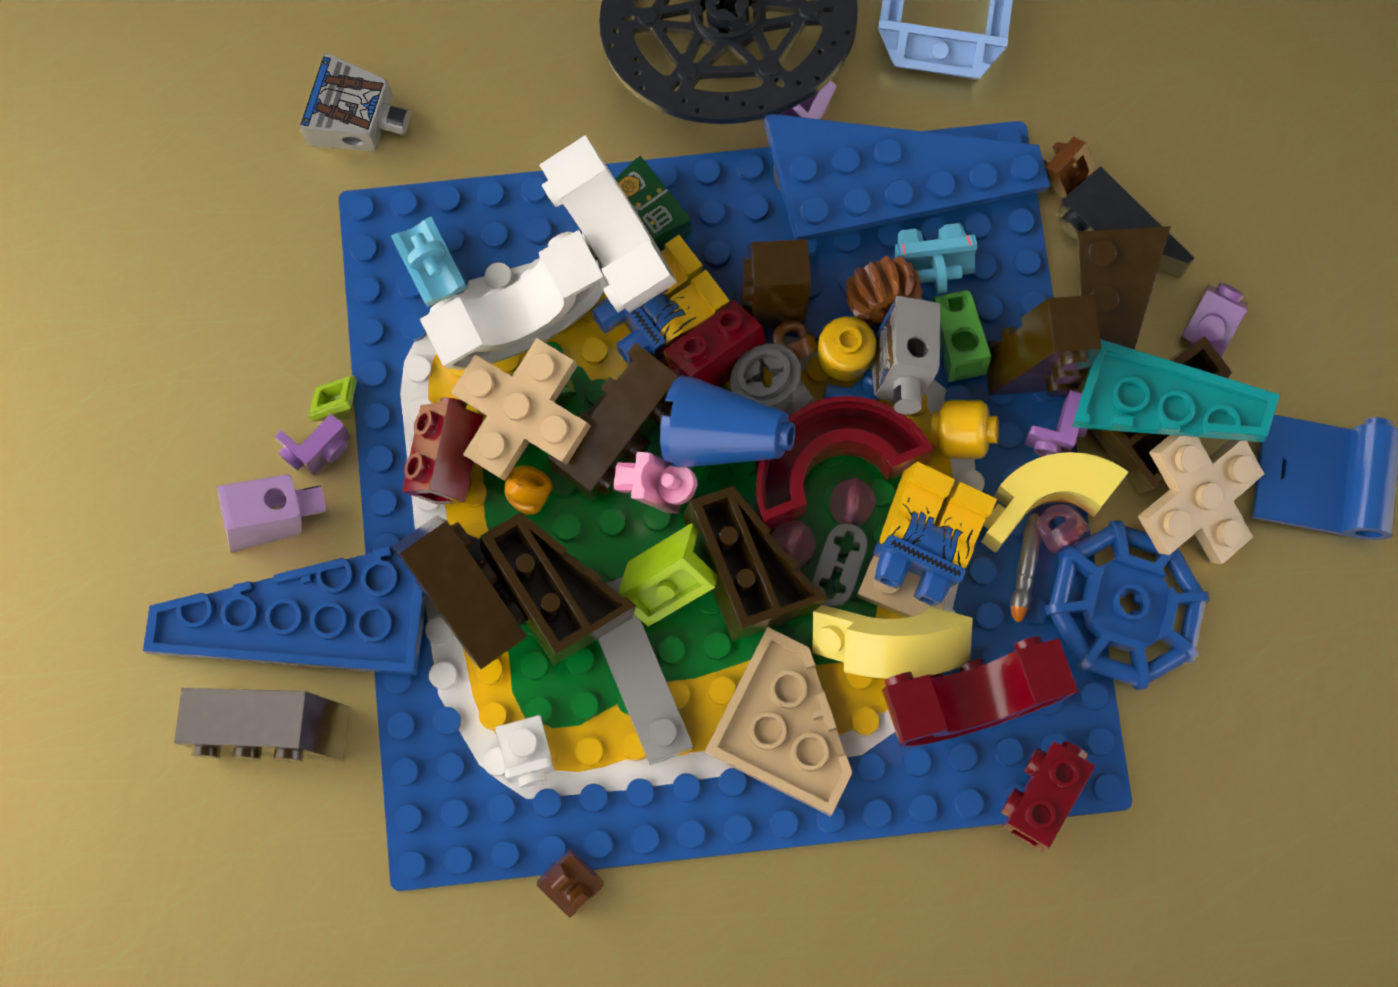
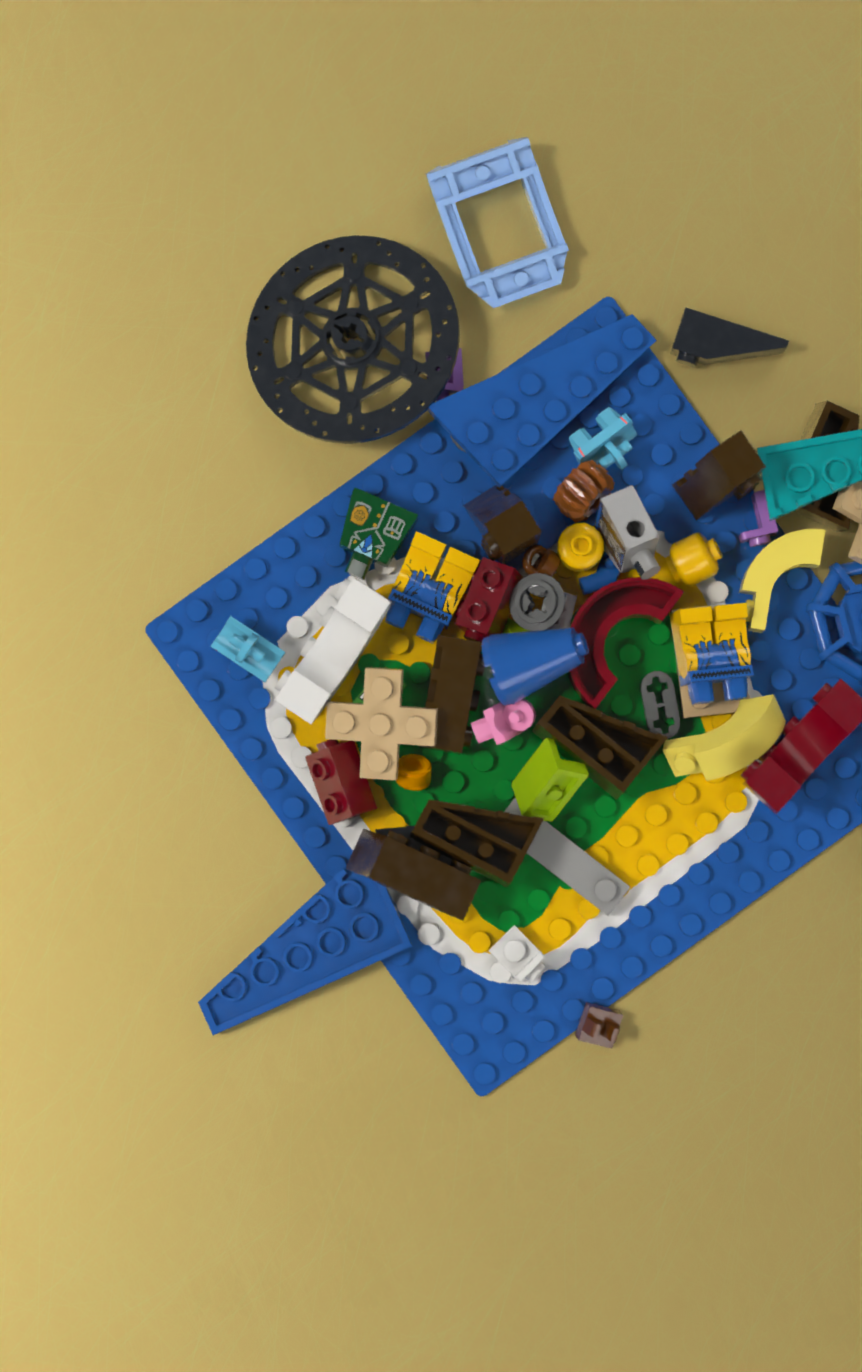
camera: 30 degrees left, 10 degrees up
(250, 515) = (229, 901): lavender torso -> none
(261, 723) = (326, 1040): wedge -> none
(322, 446) = (250, 820): medium lavender bracket -> none
(333, 399) = (234, 783): lime slope -> none
(350, 108) = (116, 561): torso -> none
(608, 224) = (374, 560): white brick -> none
(783, 726) = (684, 839): tan plate -> none
(795, 539) = (619, 705): clear pink tile -> none
(852, 502) = (643, 654): clear pink tile -> none
(962, 337) = (653, 490): bright green leg -> none
(1021, 597) = (797, 655): flat silver piece -> none
(1065, 533) = (804, 594): clear pink tile -> none
(1069, 166) = (662, 316): reddish brown tile -> none
(1121, 273) = (744, 391): dark brown wedge -> none
(1217, 316) = (825, 371): medium lavender bracket -> none

